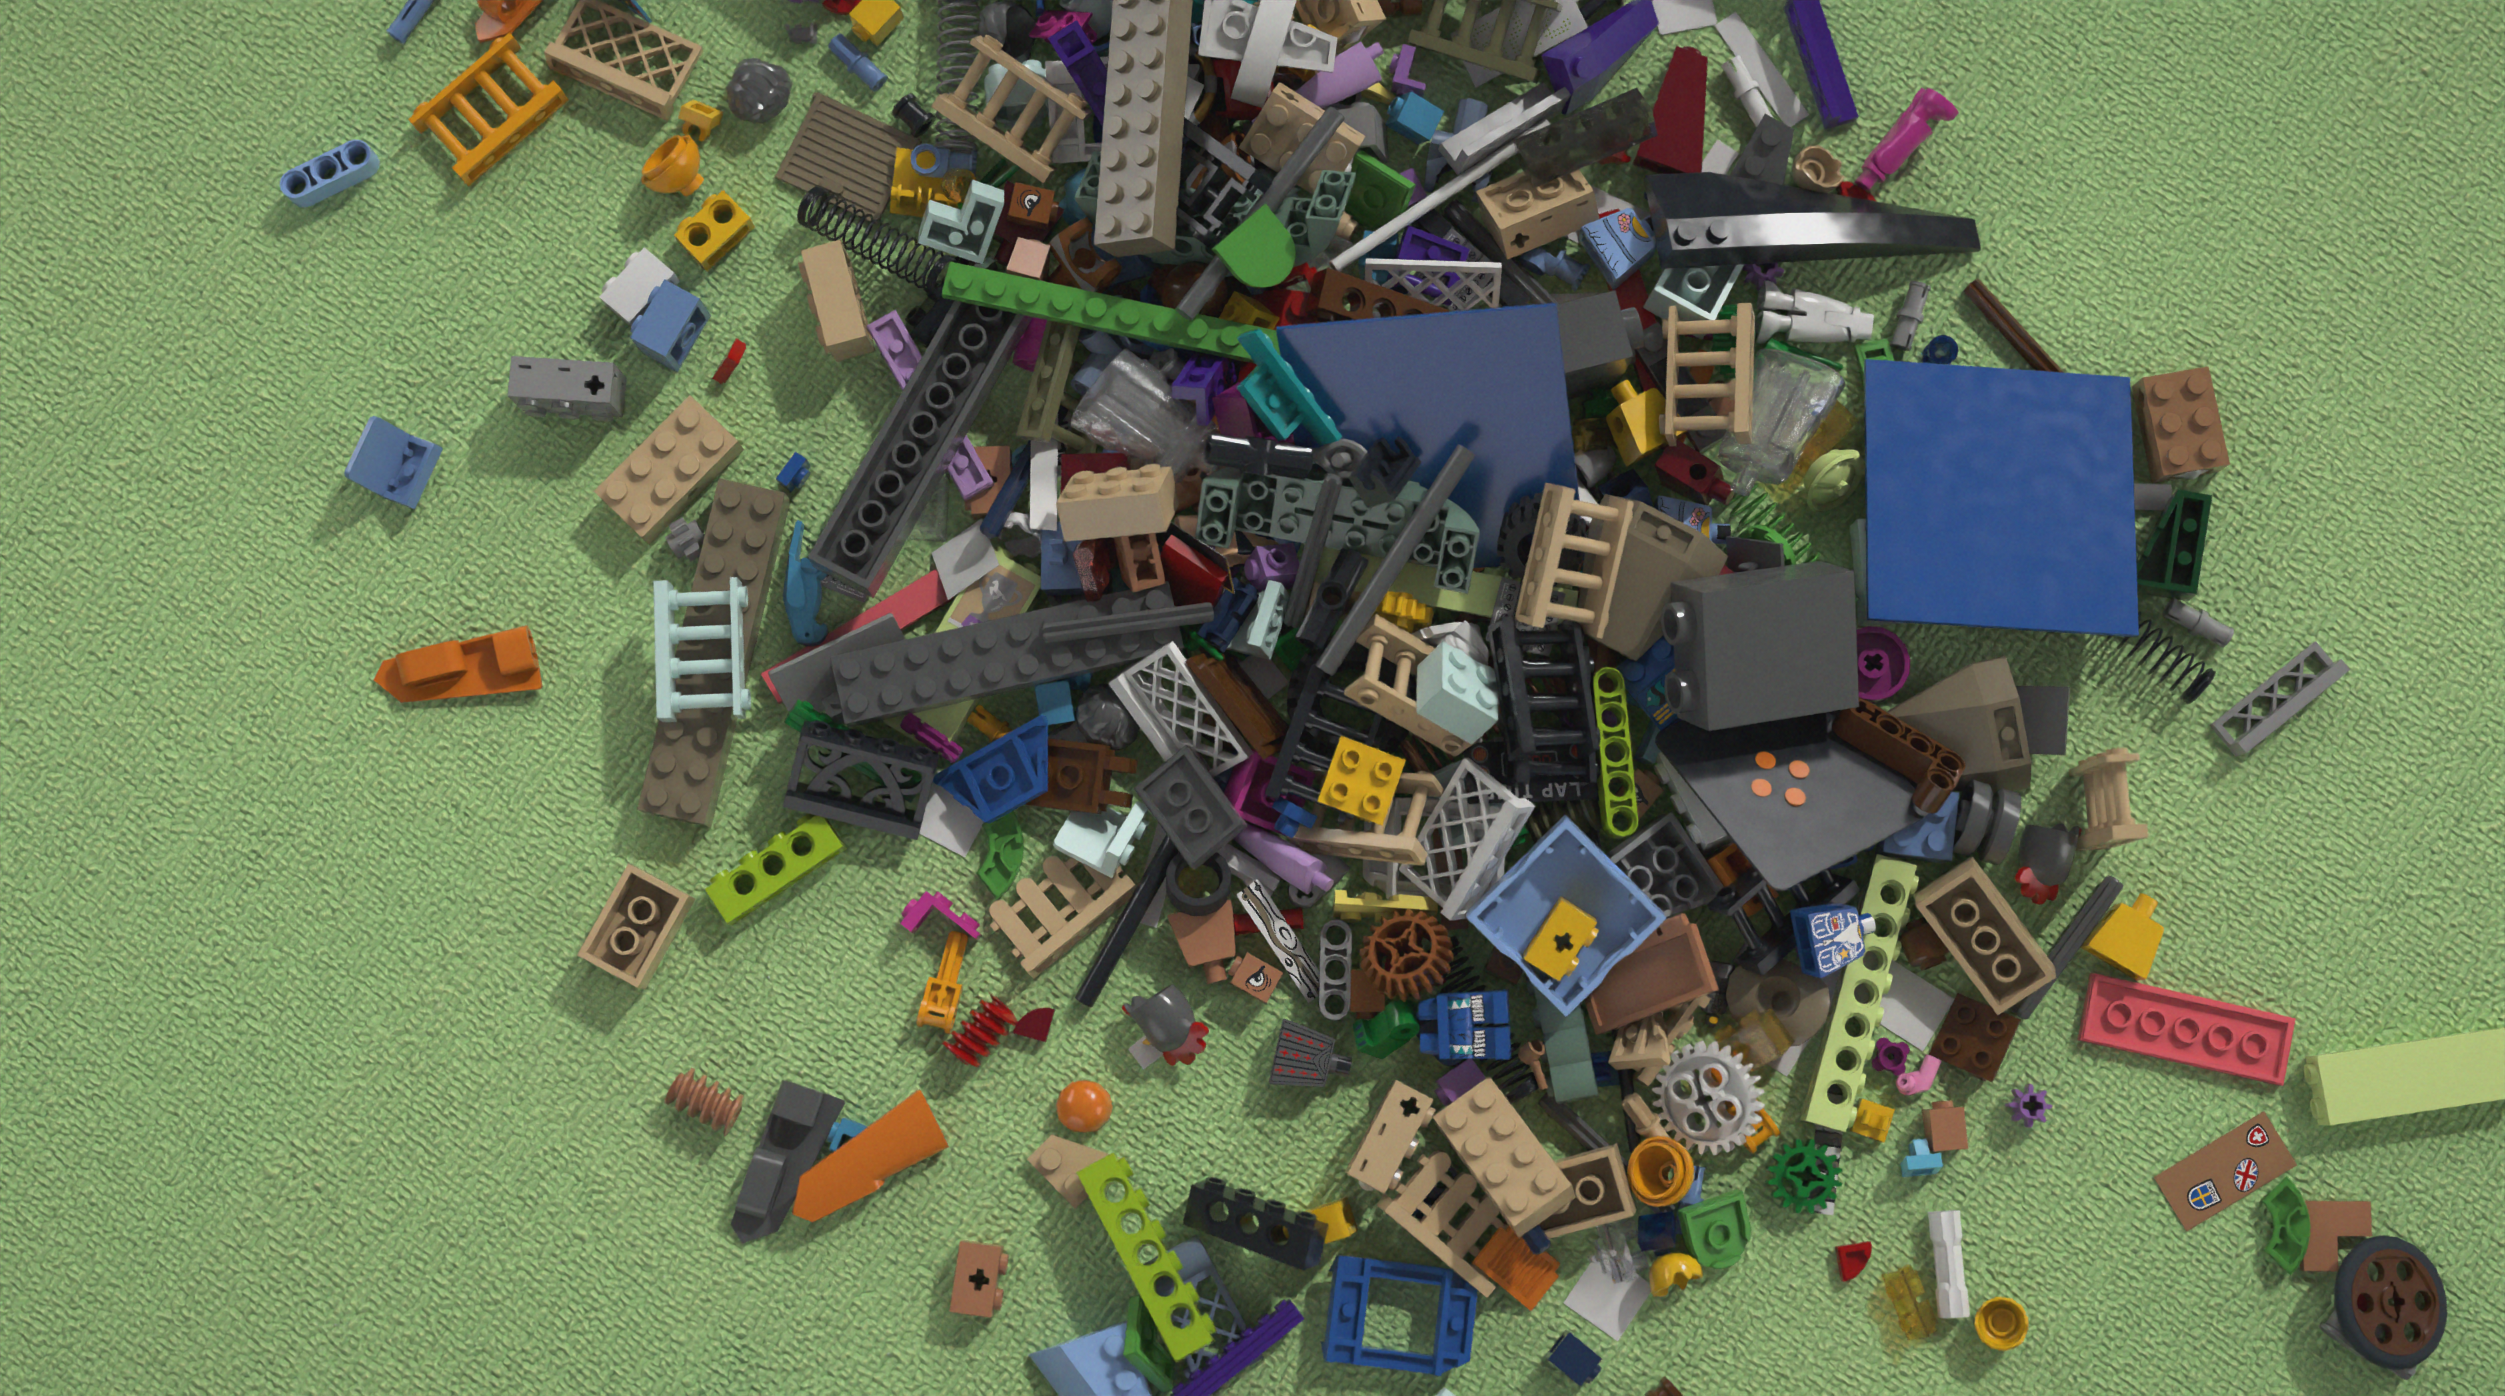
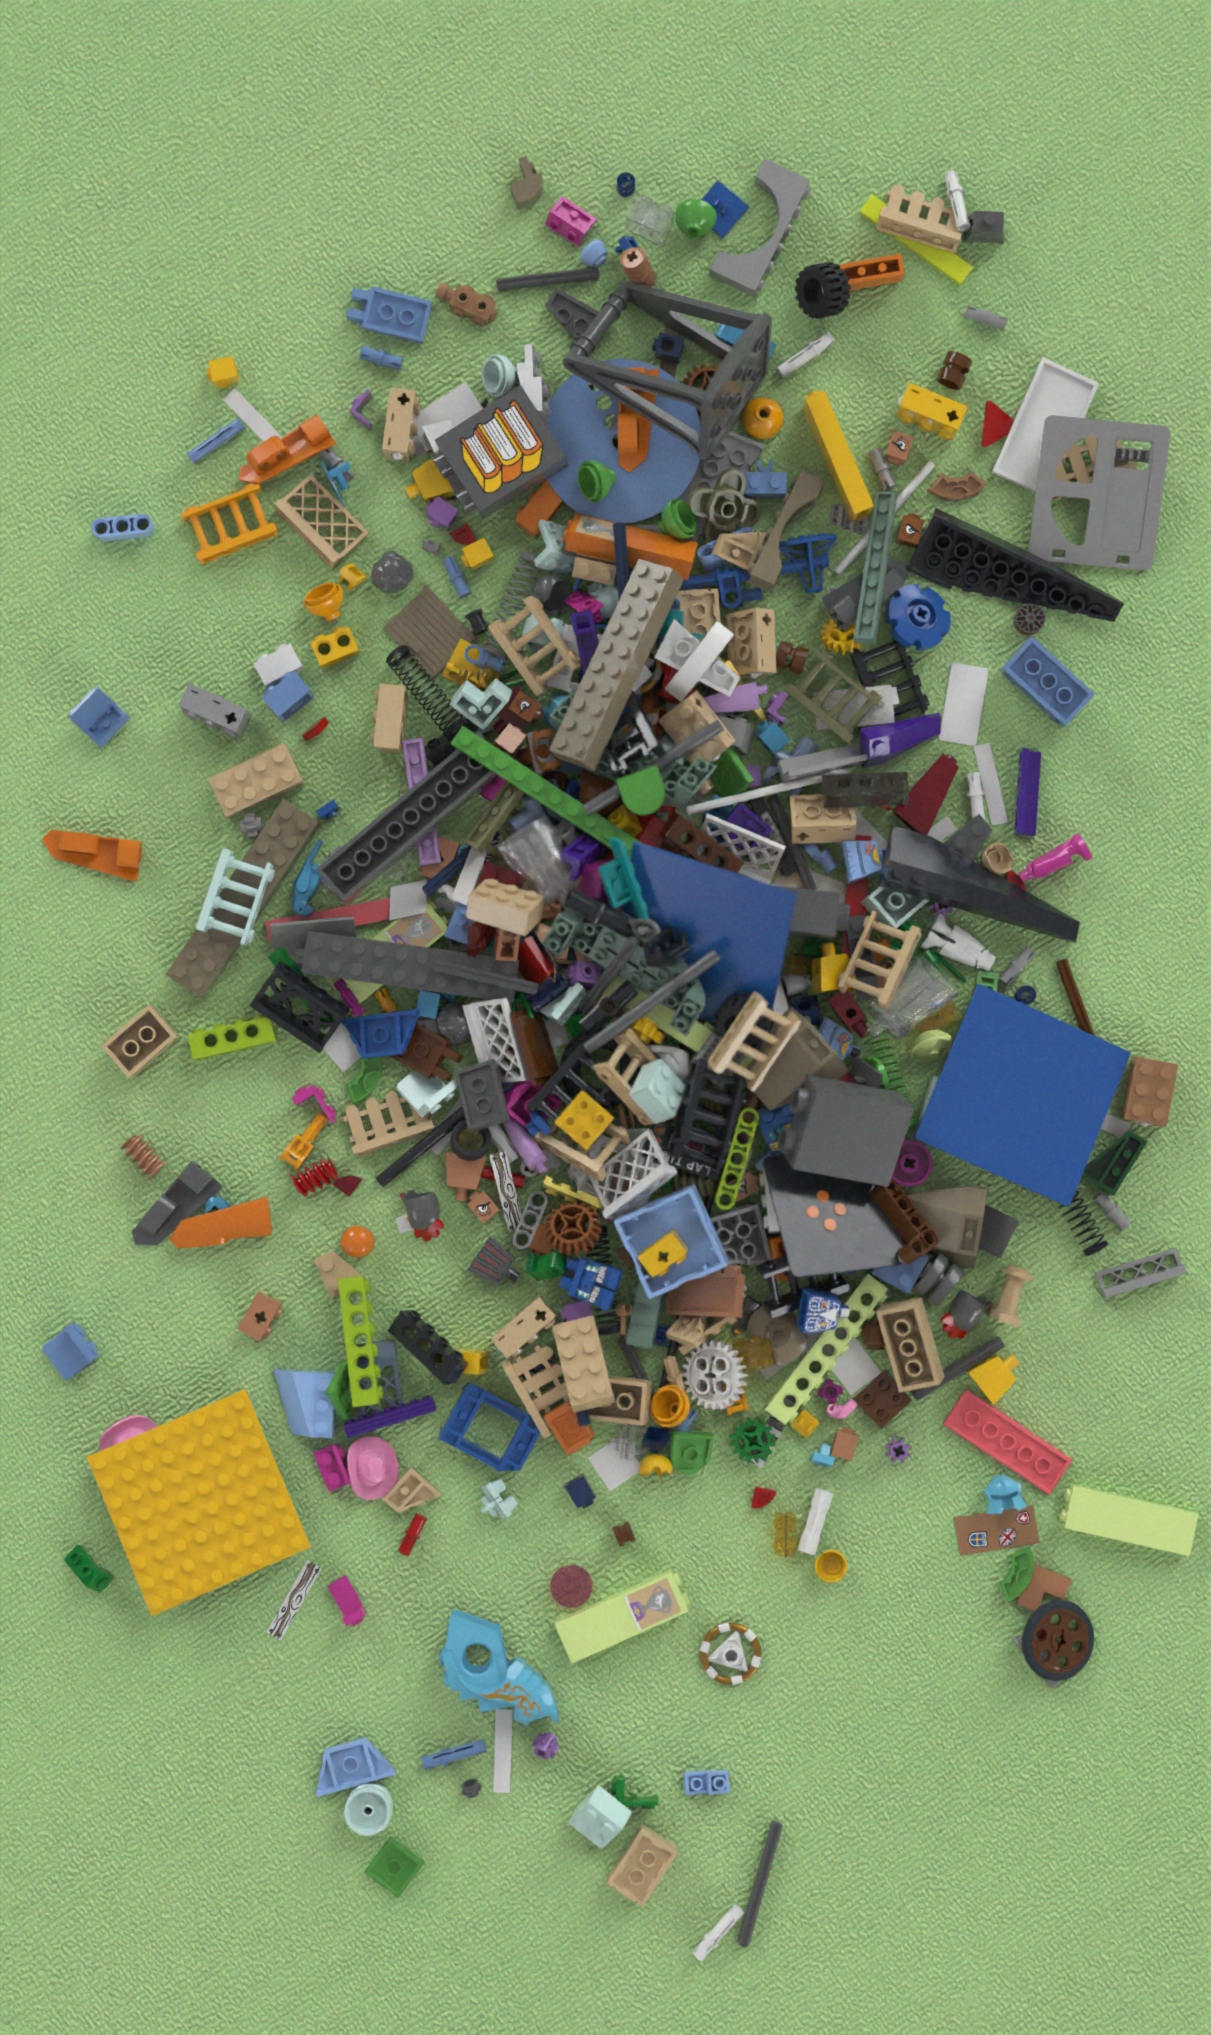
camera: 25 degrees right, 5 degrees up
(2216, 1110) = (1003, 1494): none -> medium azure helmet

